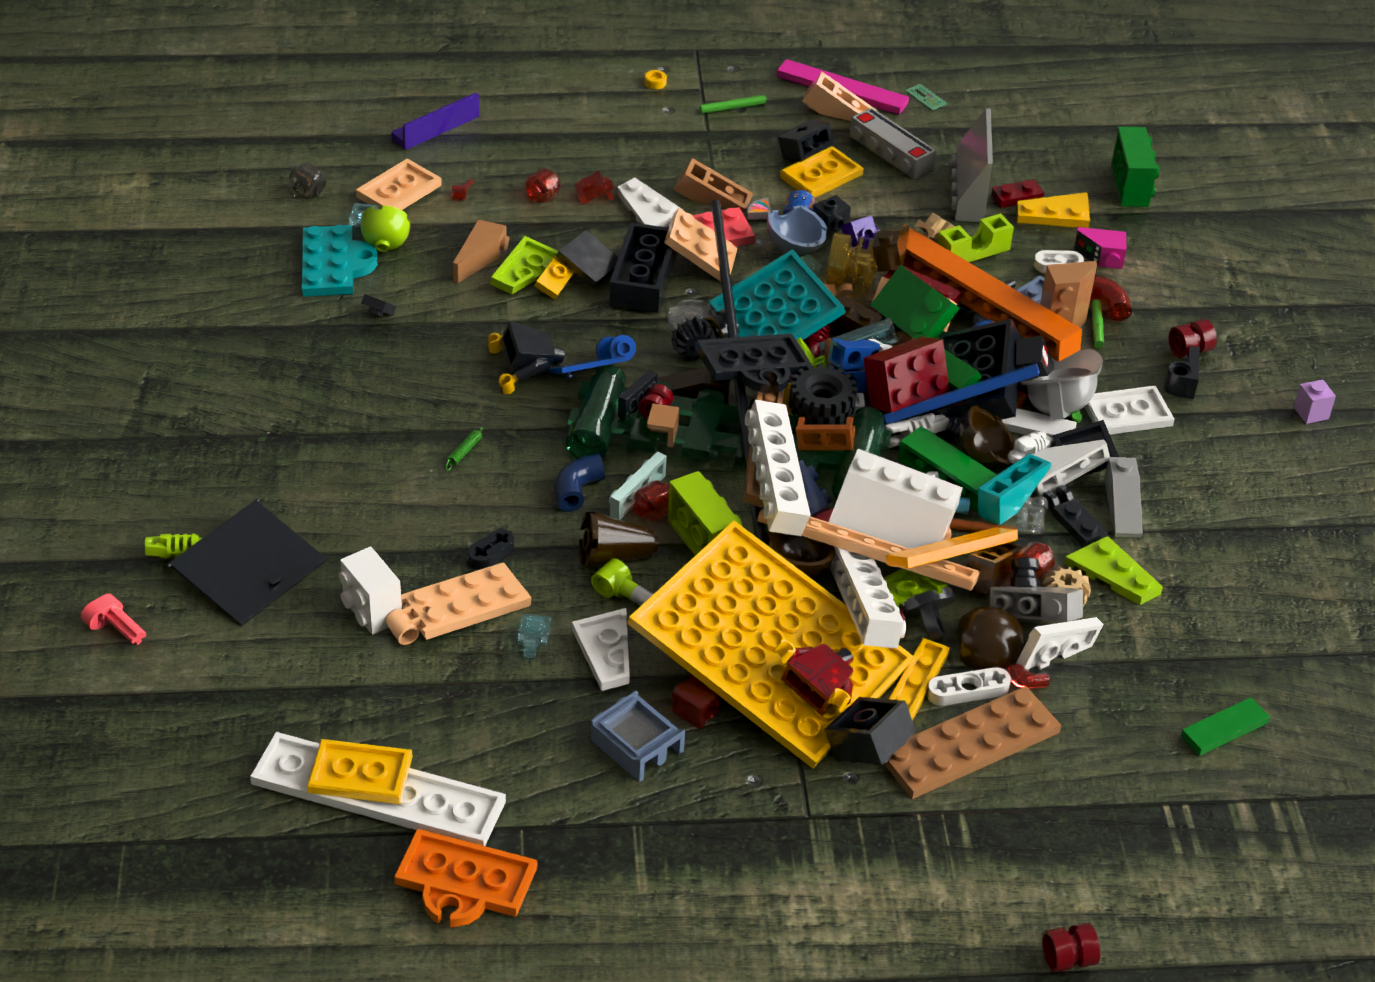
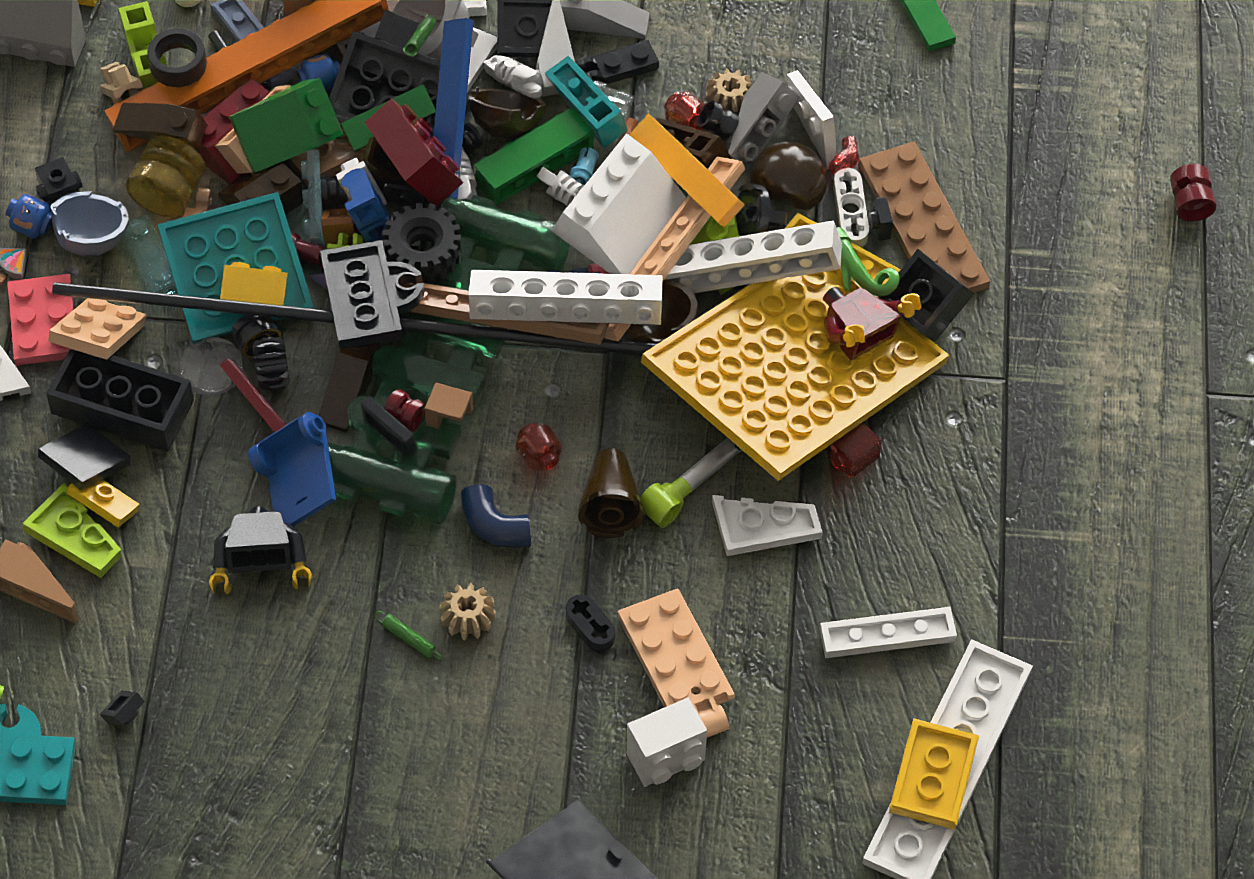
camera: 80 degrees left, 15 degrees up
(464, 877) = (1073, 691): orange plate -> none
(487, 473) = (467, 611): none -> tan gear
(508, 739) = (888, 632): none -> white plate
(533, 631) = (726, 593): clear light blue plate -> none
(623, 499) = (513, 459): light aqua plate -> none
(634, 734) = (898, 509): sand blue window -> none
(657, 335) = (252, 395): none -> dark red tile
(697, 511) = (599, 396): lime brick -> none
(753, 311) = (253, 285): none -> yellow brick
(825, 436) = (491, 245): dark orange hinge -> none
(860, 228) = (106, 160): dark purple brick -> none
(874, 685) = (853, 267): none -> bright green plant
(957, 252) = (173, 39): none -> black tyre
(958, 703) = (881, 219): none -> black plate
(1024, 360) = (420, 35): none -> bright green piece
(1114, 566) = (695, 49): lime wing -> none

